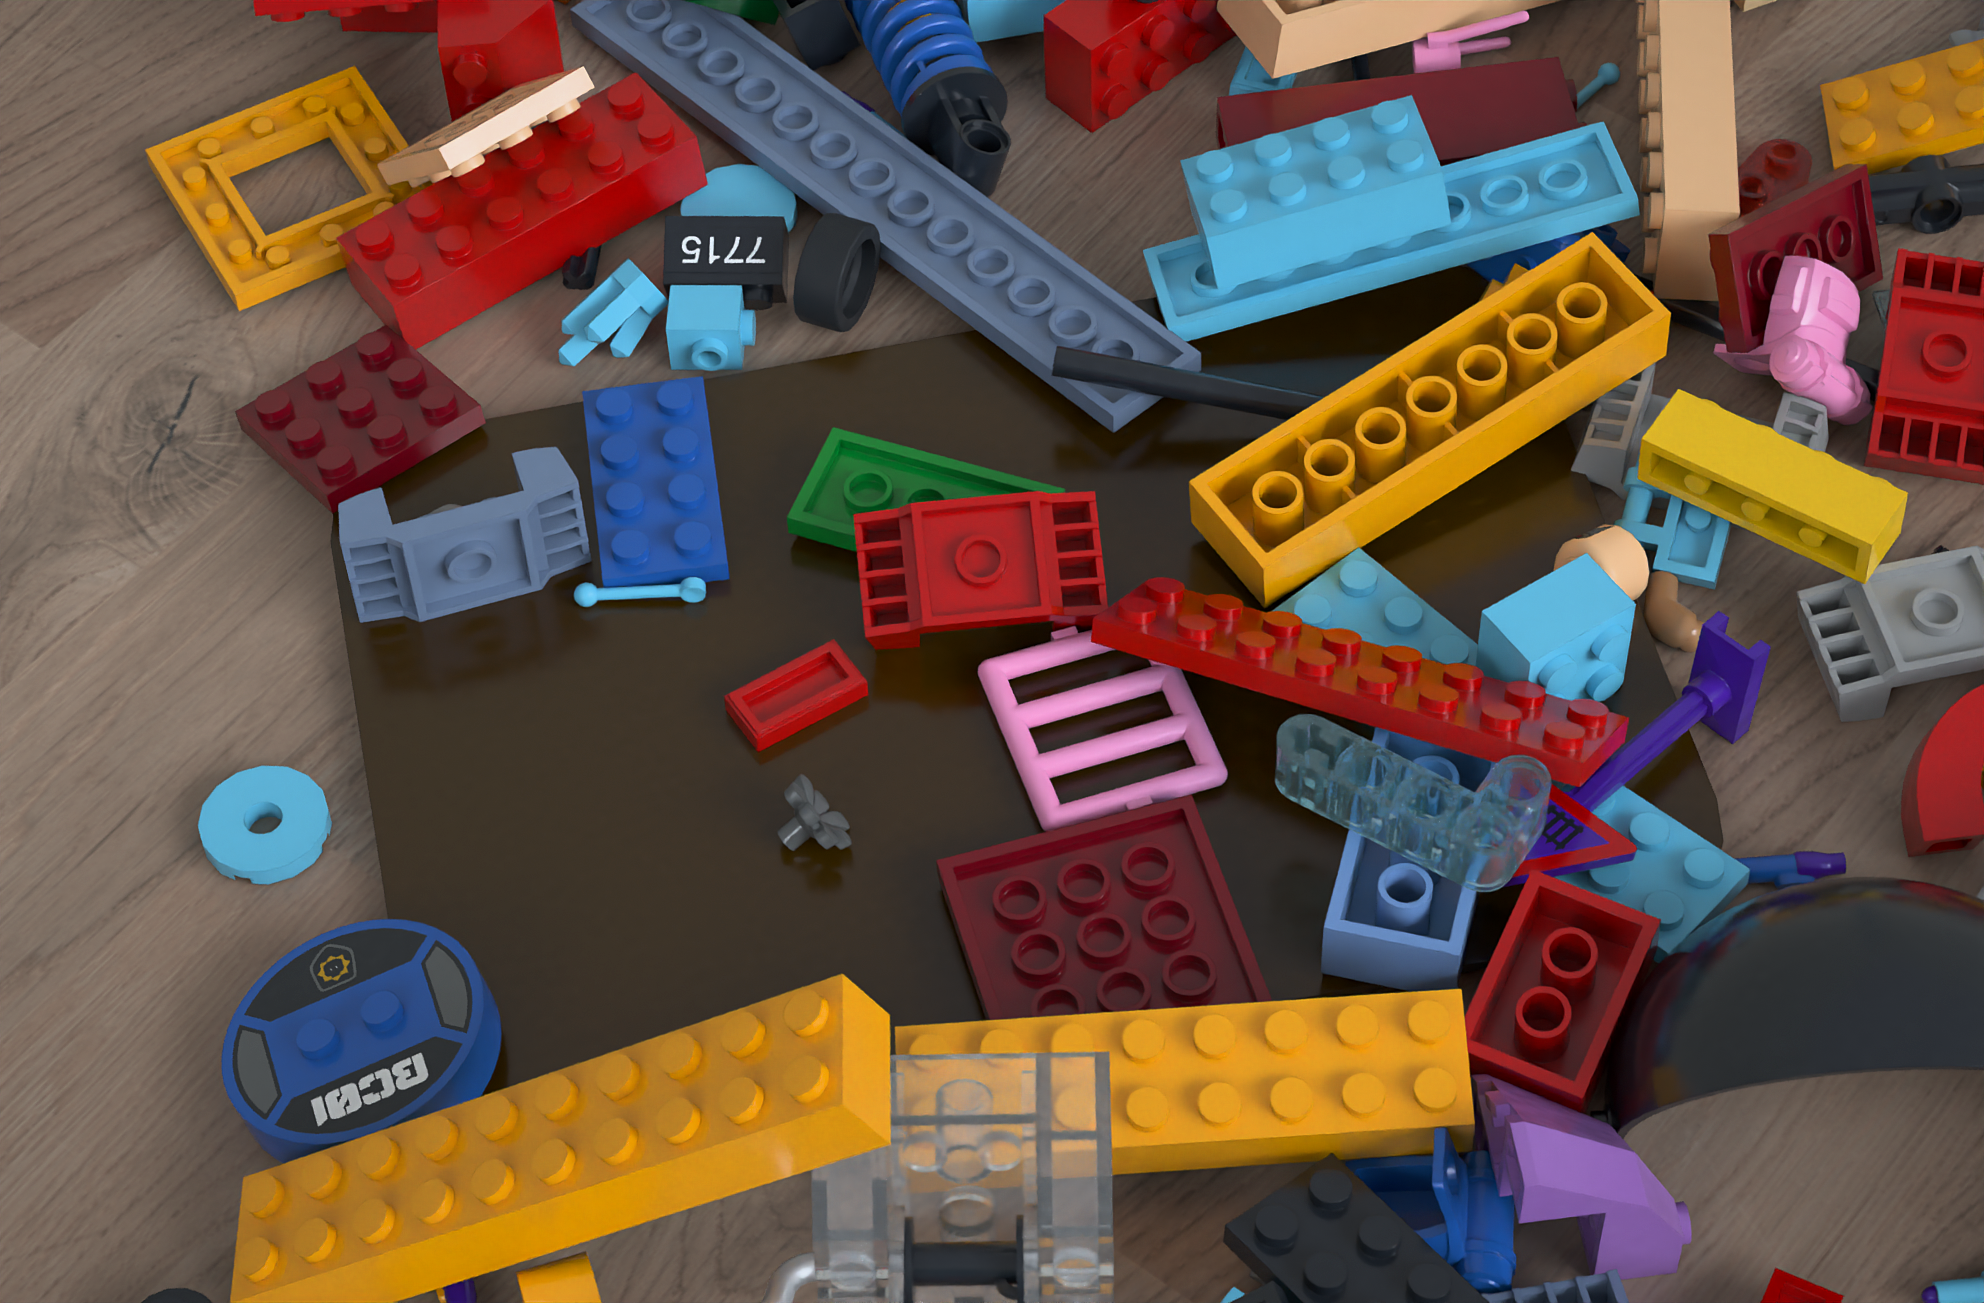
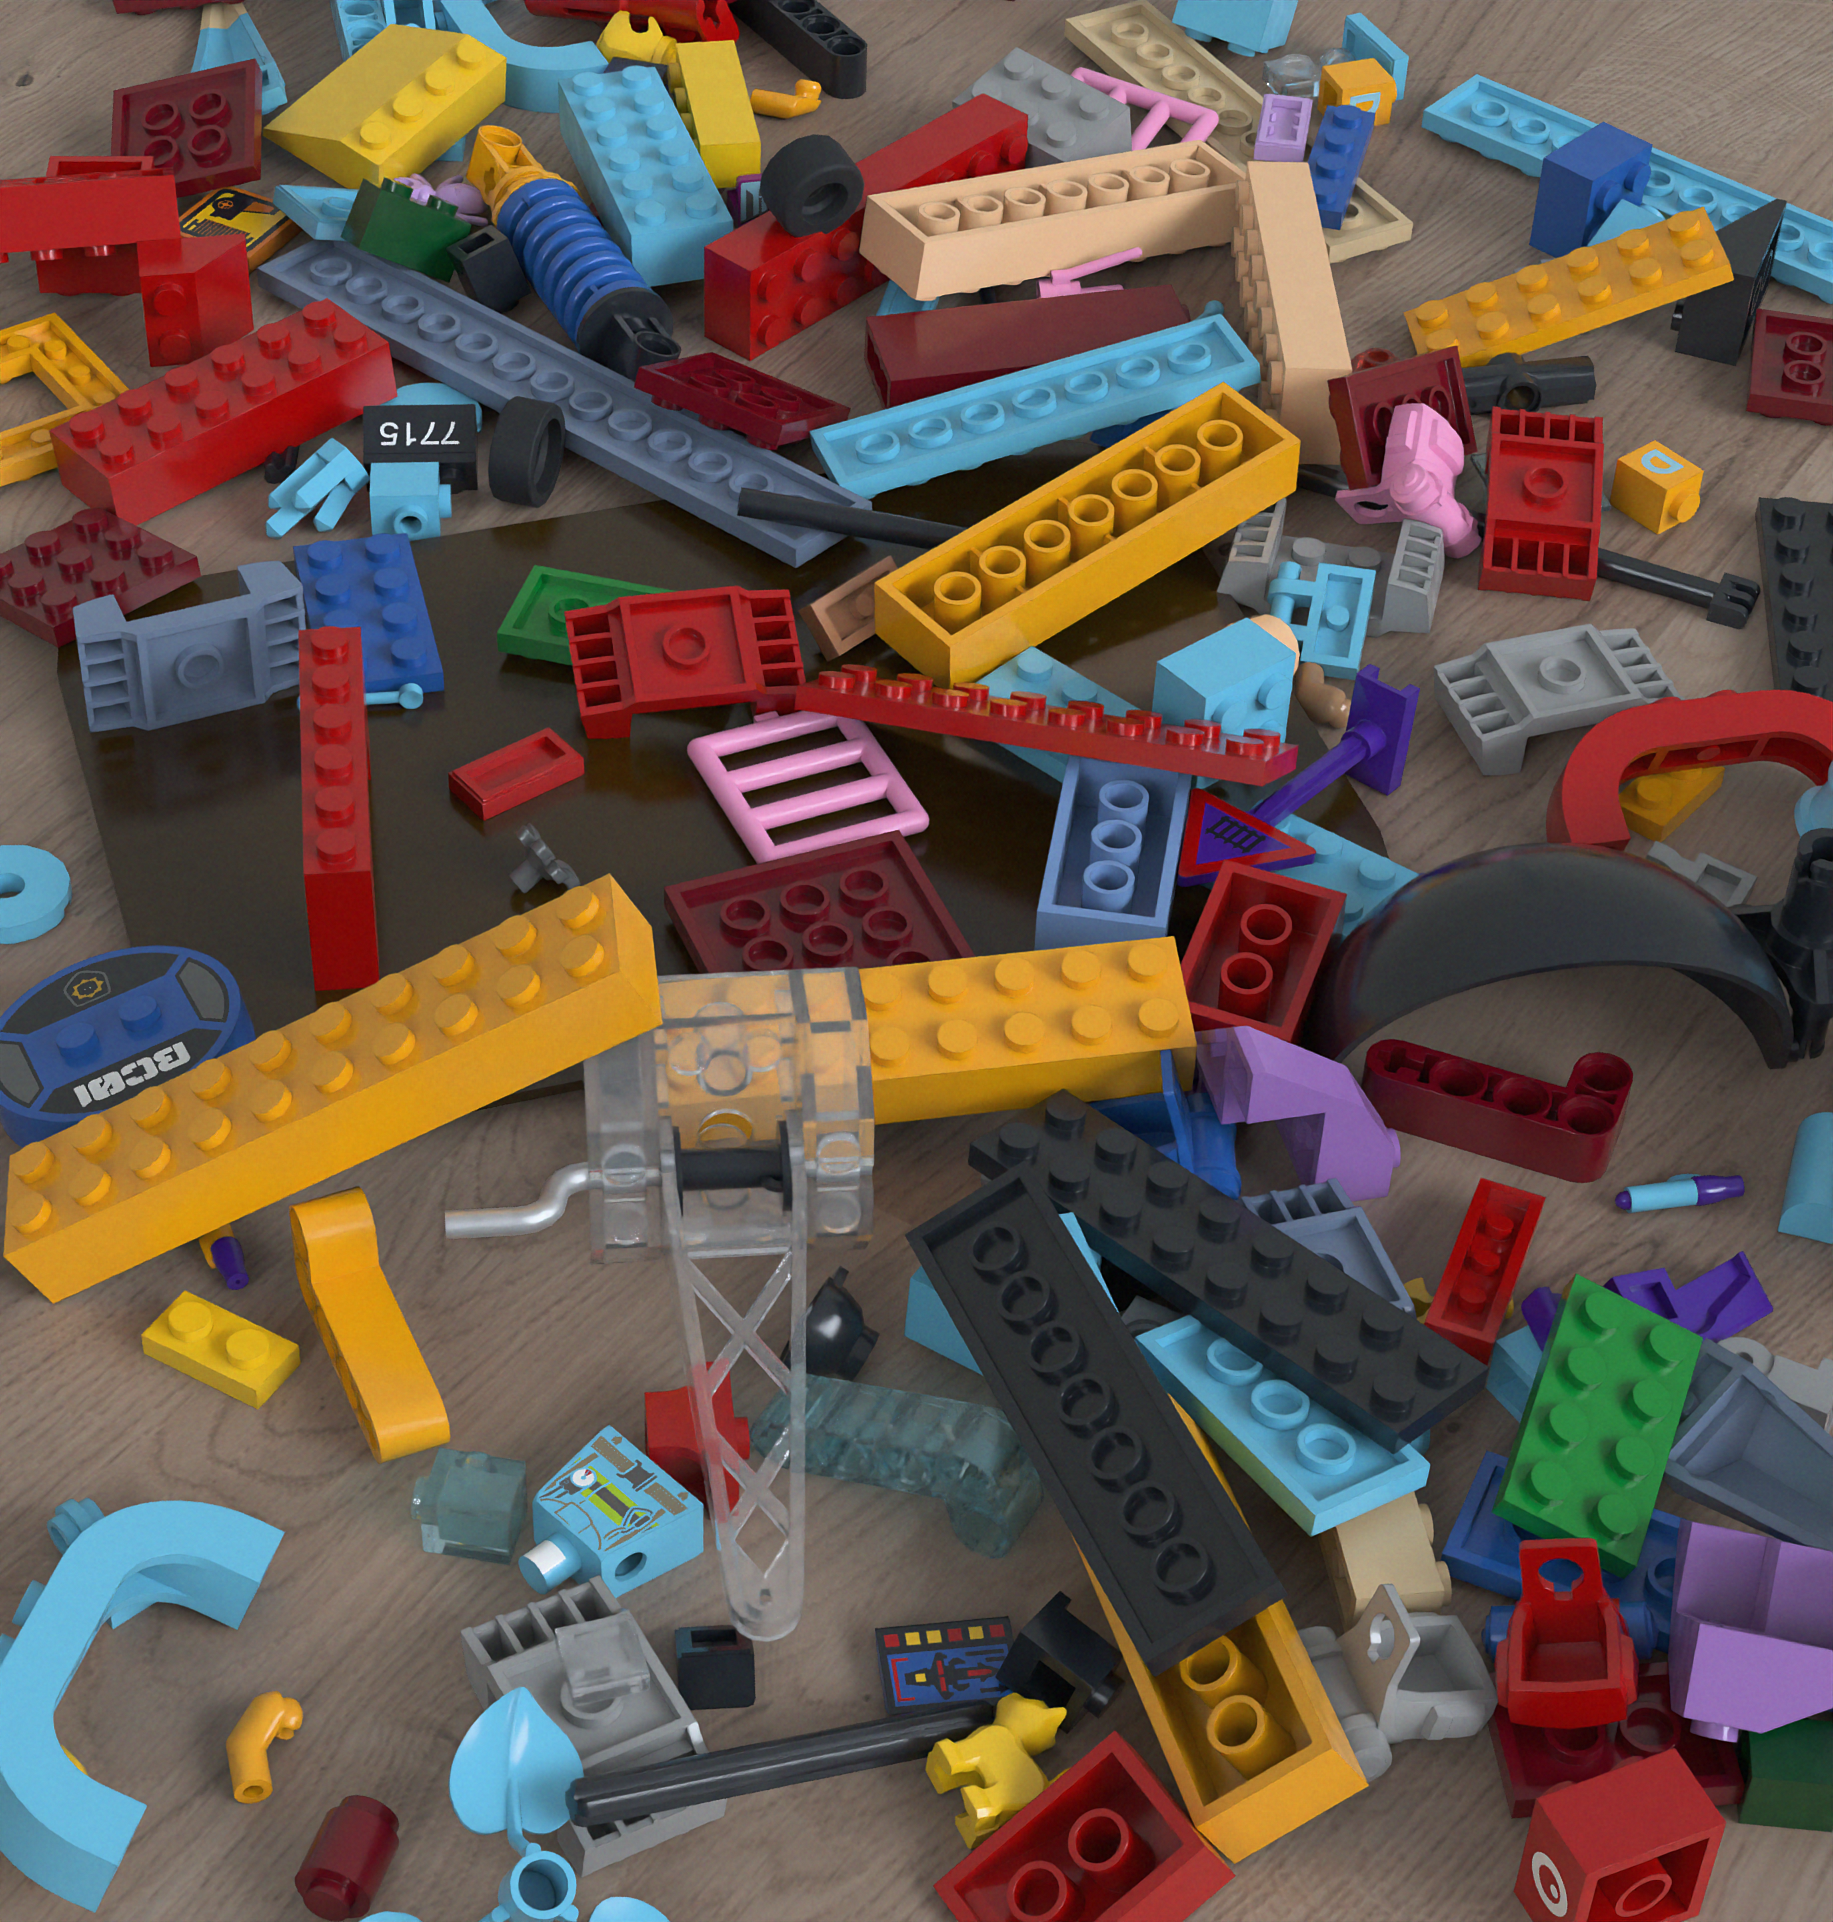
camera: 10 degrees left, 10 degrees down
(493, 125) = (190, 339): light nougat plate -> none
(591, 814) = (337, 809): none -> red arch
(1073, 205) = (739, 398): none -> dark red plate
(1159, 500) = (846, 612): none -> nougat plate
(1316, 192) = (967, 369): medium azure brick -> none
(1327, 765) = (1109, 810): clear light blue beam -> none
(1772, 485) = (1404, 576): yellow brick -> none
(1784, 1193) = (1501, 1112): none -> dark red beam

